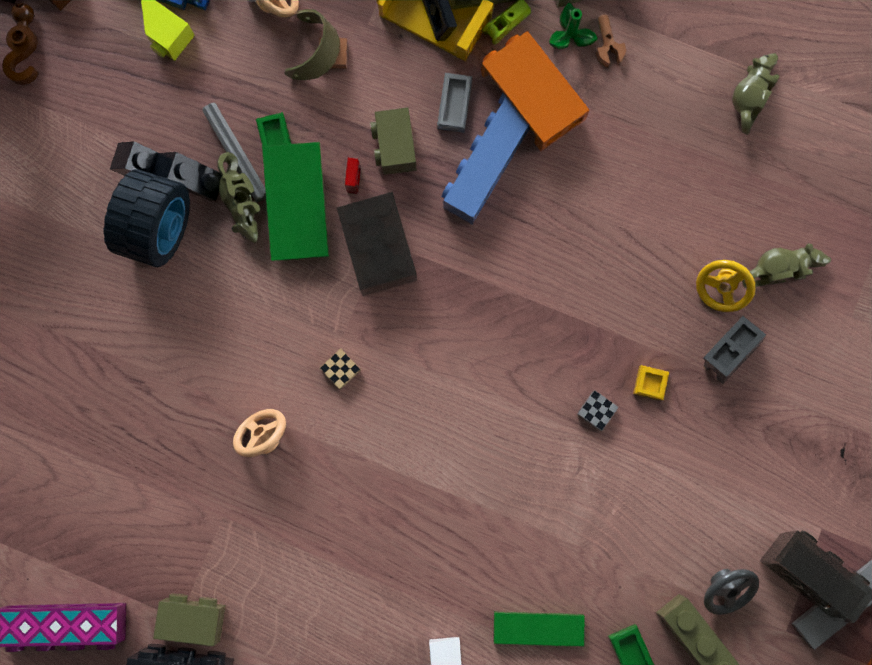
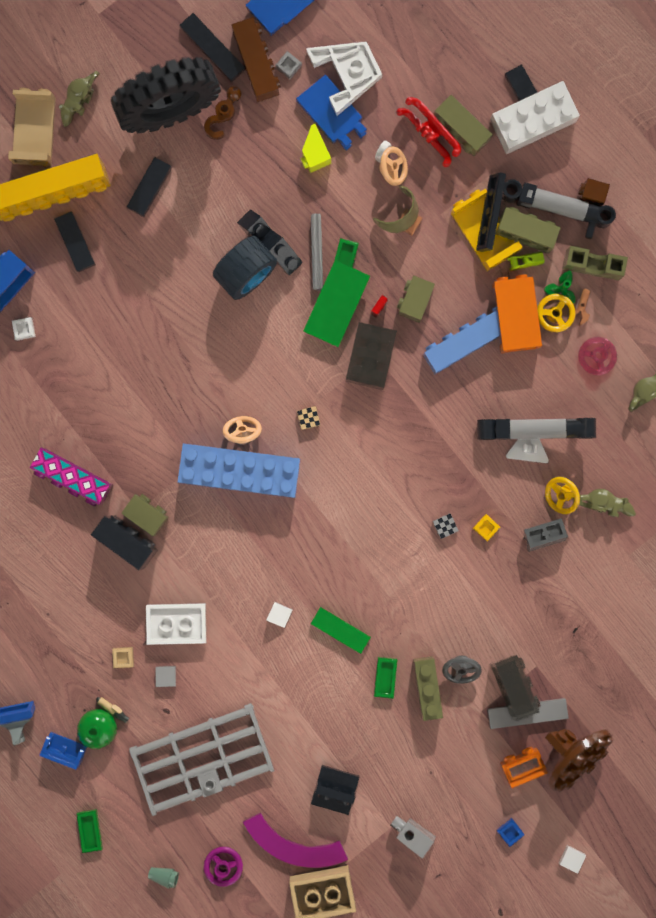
camera: 25 degrees right, 5 degrees up
(236, 195) = (303, 279): olive animal -> none
(283, 490) = (239, 470): none -> medium blue brick
(454, 102) = (465, 294): light grey tile -> none
(582, 73) = (548, 313): none -> yellow piece
(642, 219) = (536, 429): none -> piece
(644, 250) = (528, 450): none -> white piece
(669, 77) = (592, 354): none -> clear pink piece

